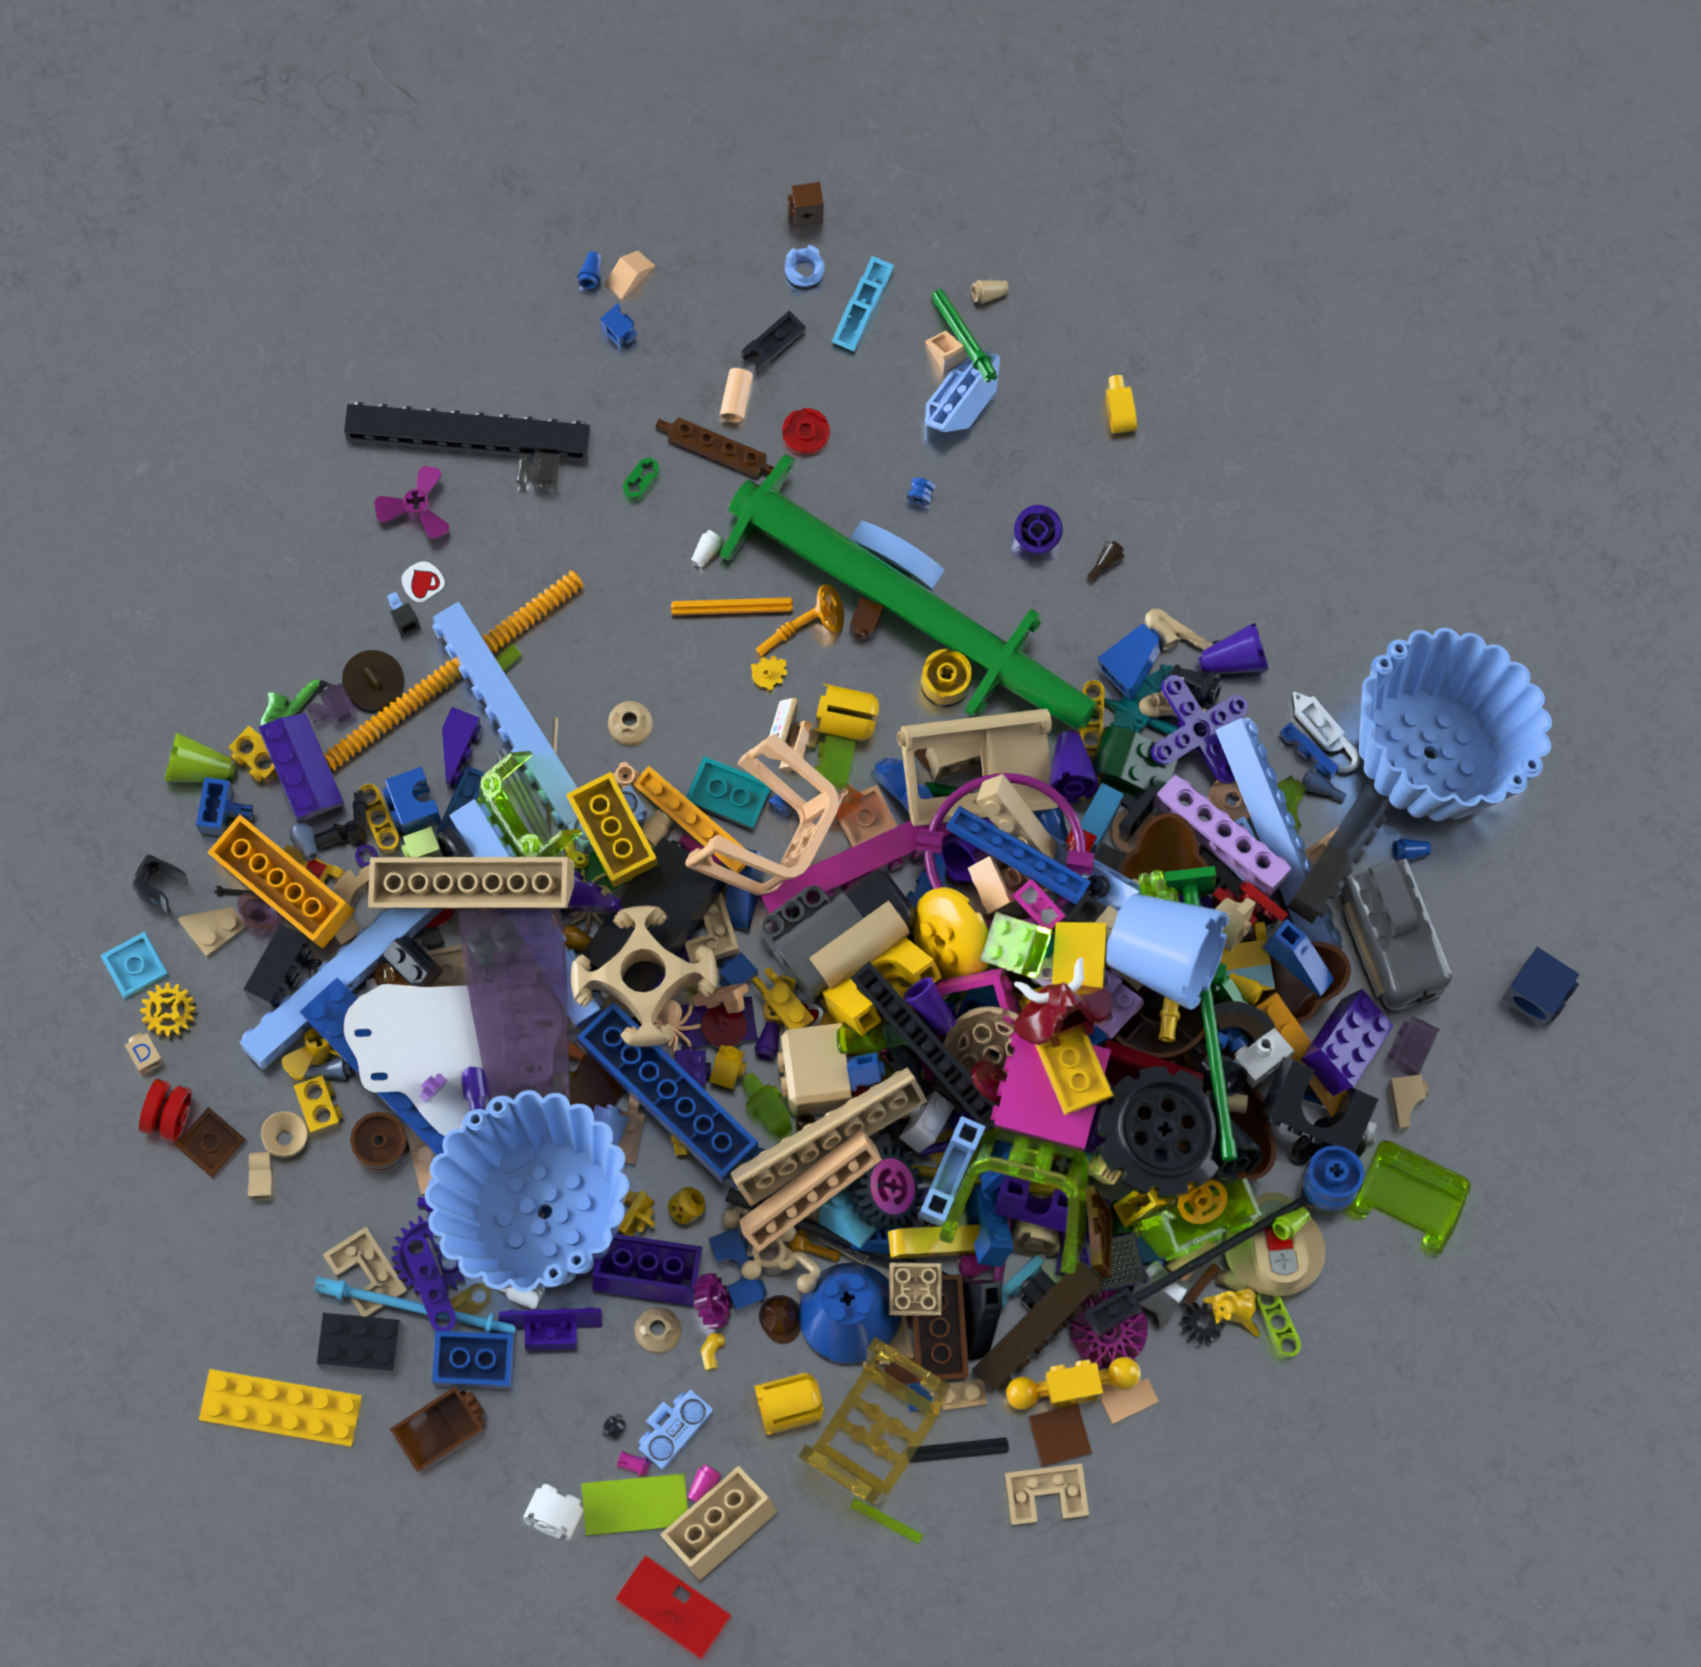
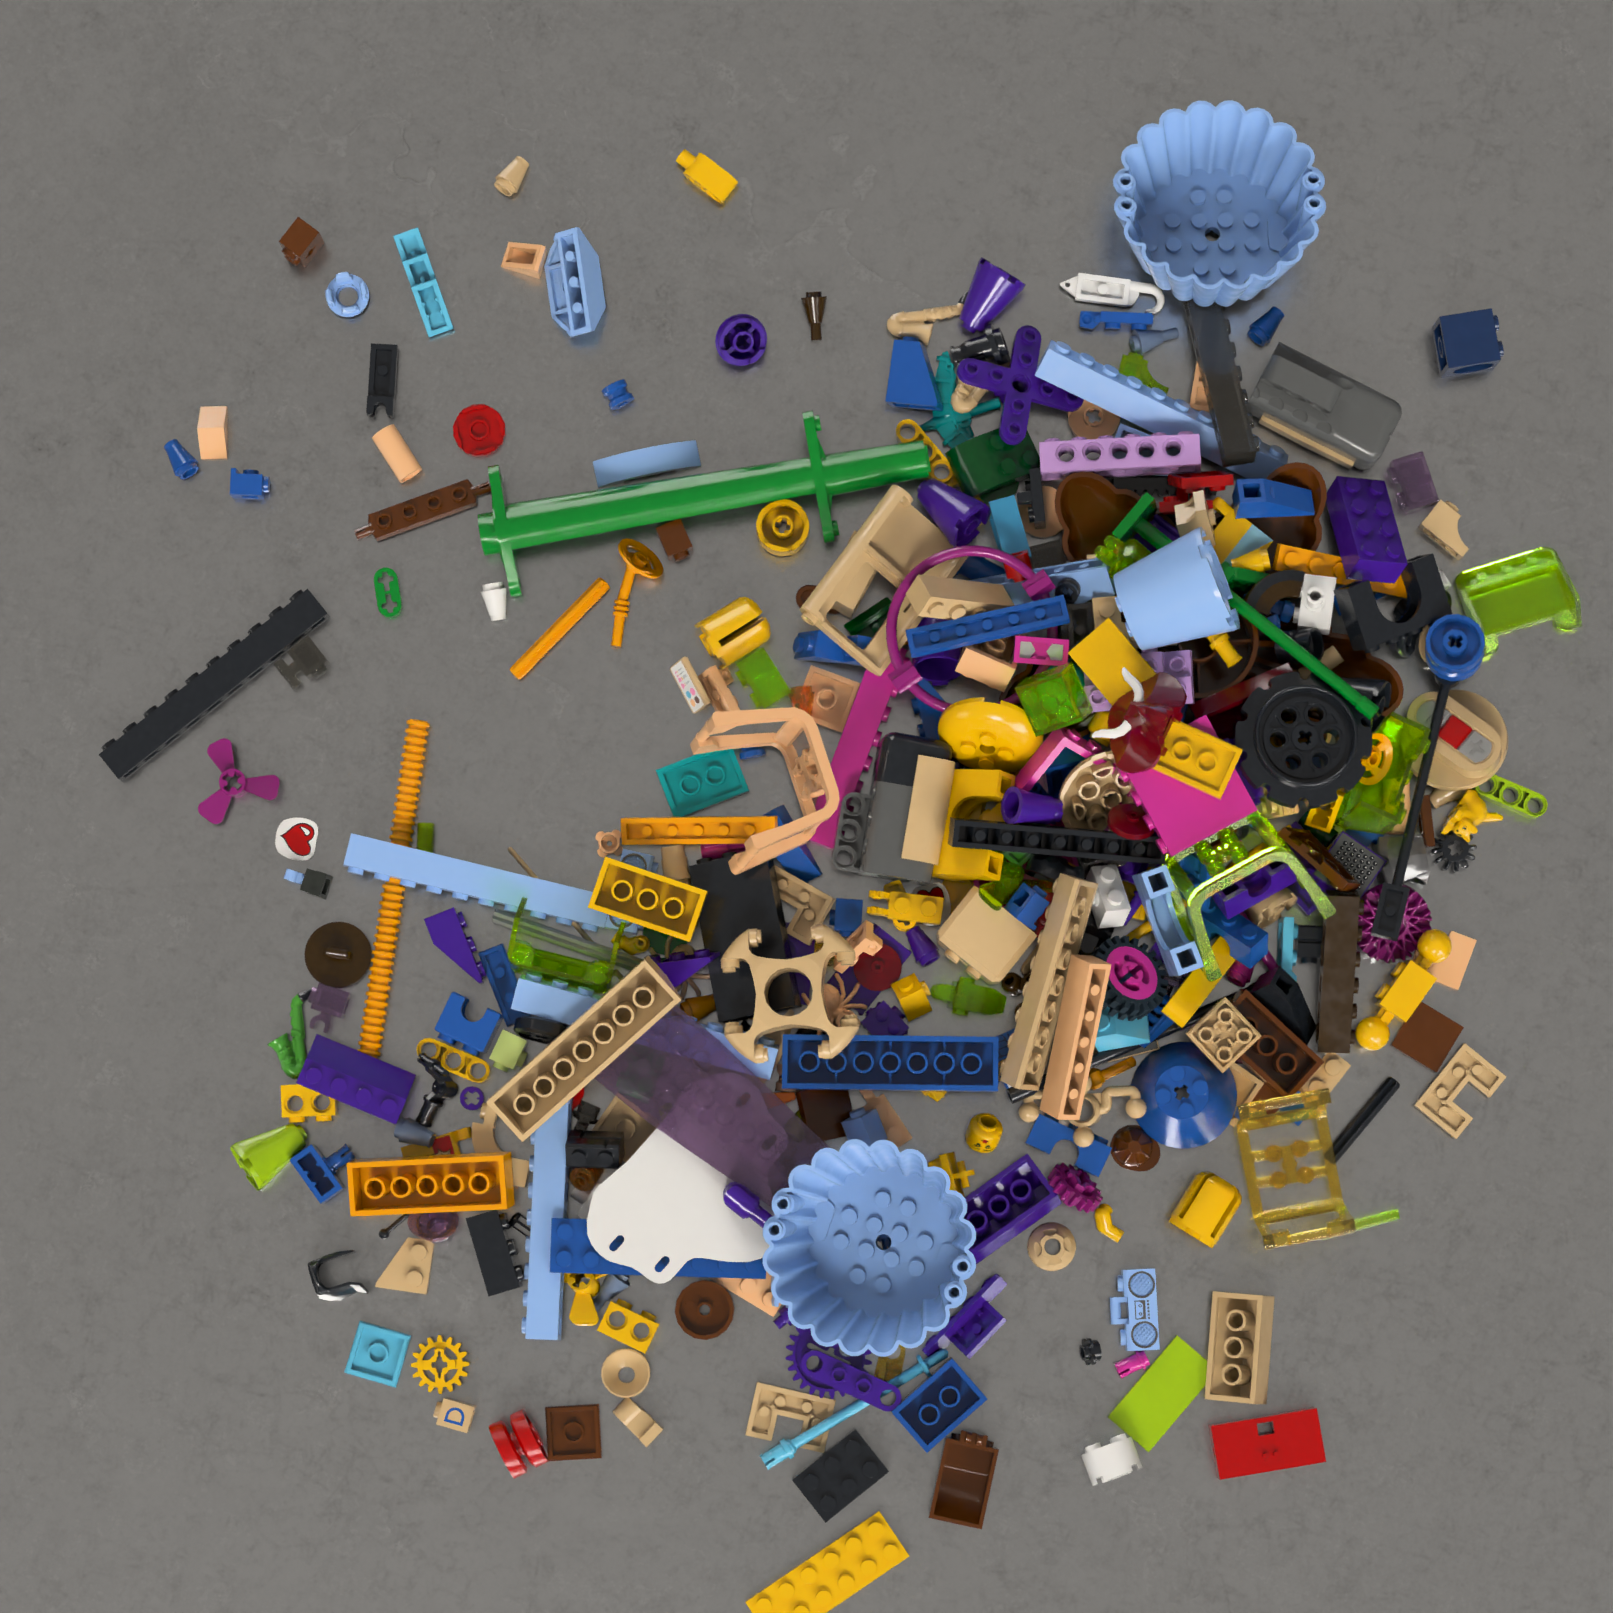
camera: 40 degrees left, 10 degrees up
(432, 1086) = (712, 1233): medium lavender plate -> none
(633, 734) = (581, 807): tan piece -> none
(704, 1481) = (1198, 1326): dark pink cone -> none
(768, 672) = (639, 653): yellow piece -> none
(980, 360) = (567, 245): green axle -> none
(1290, 1223) = (1454, 713): lime cone -> none

